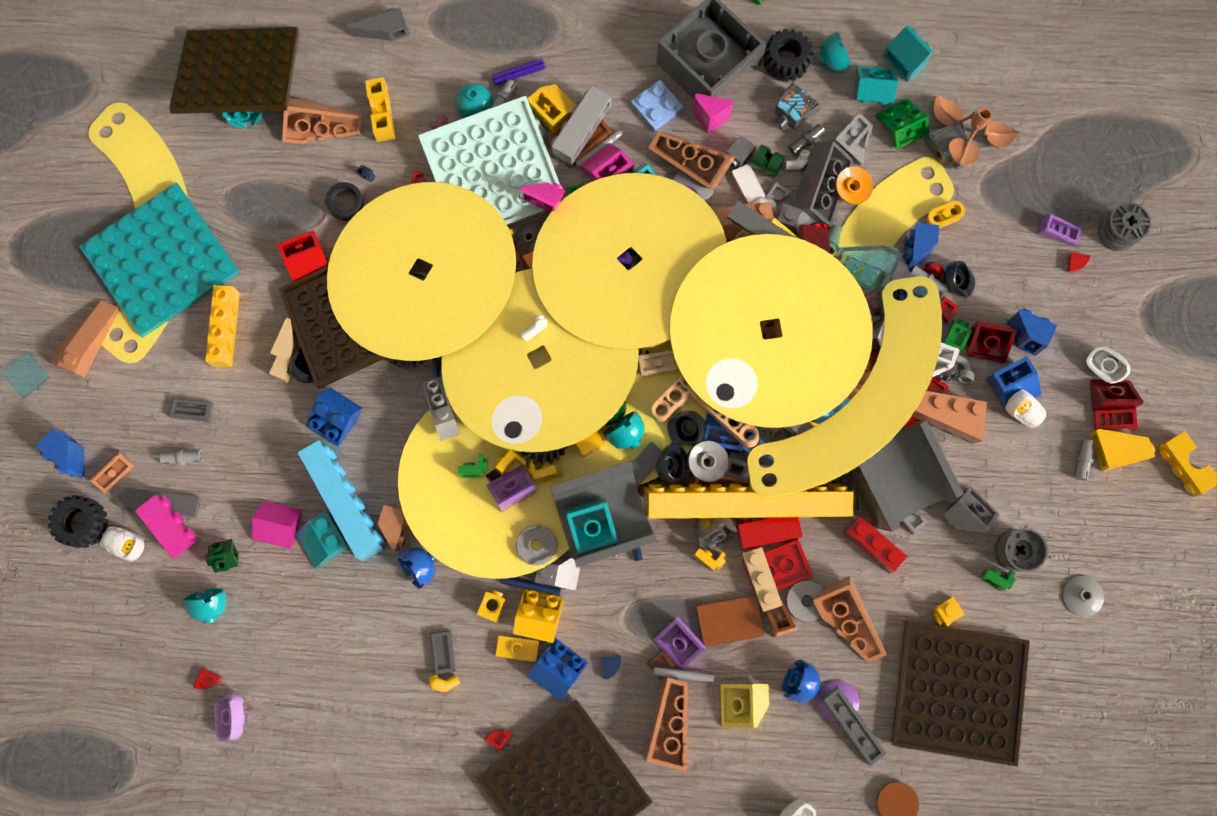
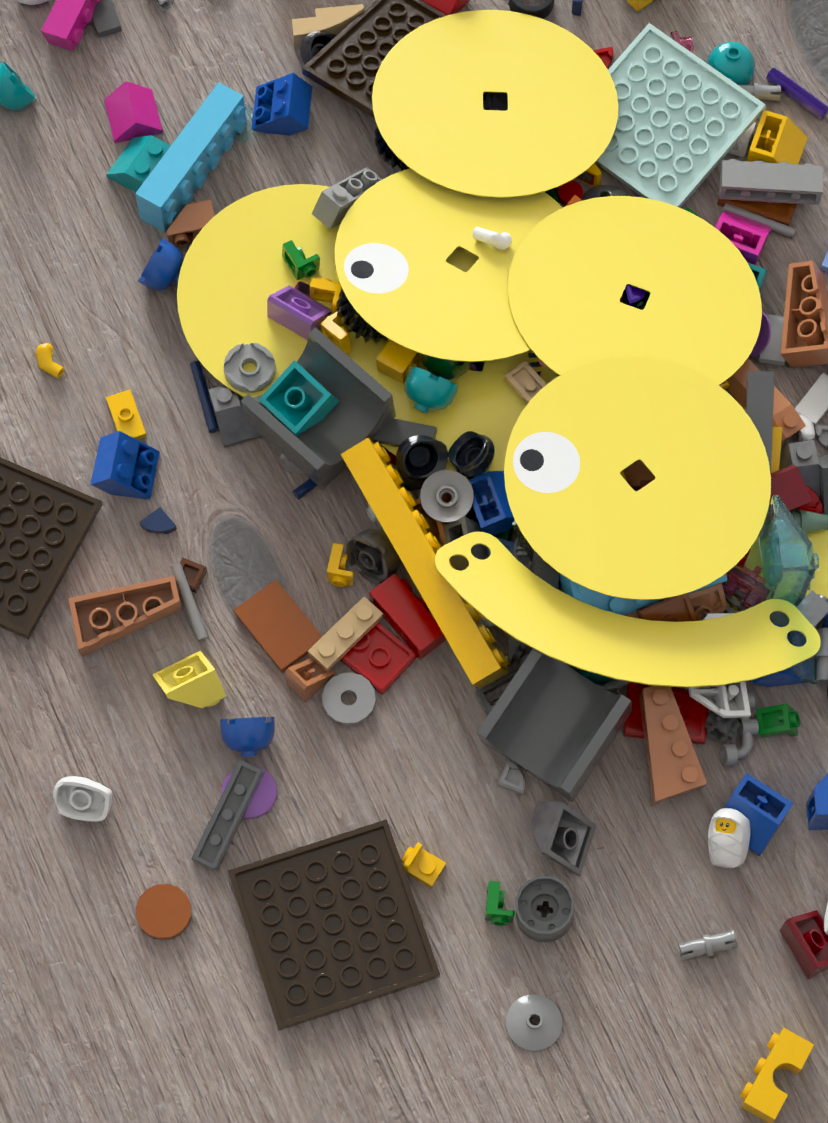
camera: 60 degrees right, 10 degrees down
(222, 556) = (70, 77): dark green brick -> none
(443, 652) = (82, 344): dark grey tile -> none
(492, 615) = (153, 357): yellow brick -> none
(498, 738) = (16, 446): red tile -> none
(538, 615) = (173, 417): yellow slope -> none
(543, 195) = (660, 179): dark pink slope -> none
(679, 643) = (224, 581): medium lavender slope -> none
(686, 393) = (488, 424): light nougat beam -> none
(847, 614) = (358, 748): nougat wedge -> none
(875, 544) = (458, 741): red brick -> none
(948, 309) = (803, 697): red tile -> none
(991, 341) = (791, 762): dark red slope -> none
(1114, 412) = (796, 981): red slope -> none
(1120, 449) = (746, 982): yellow slope -> none

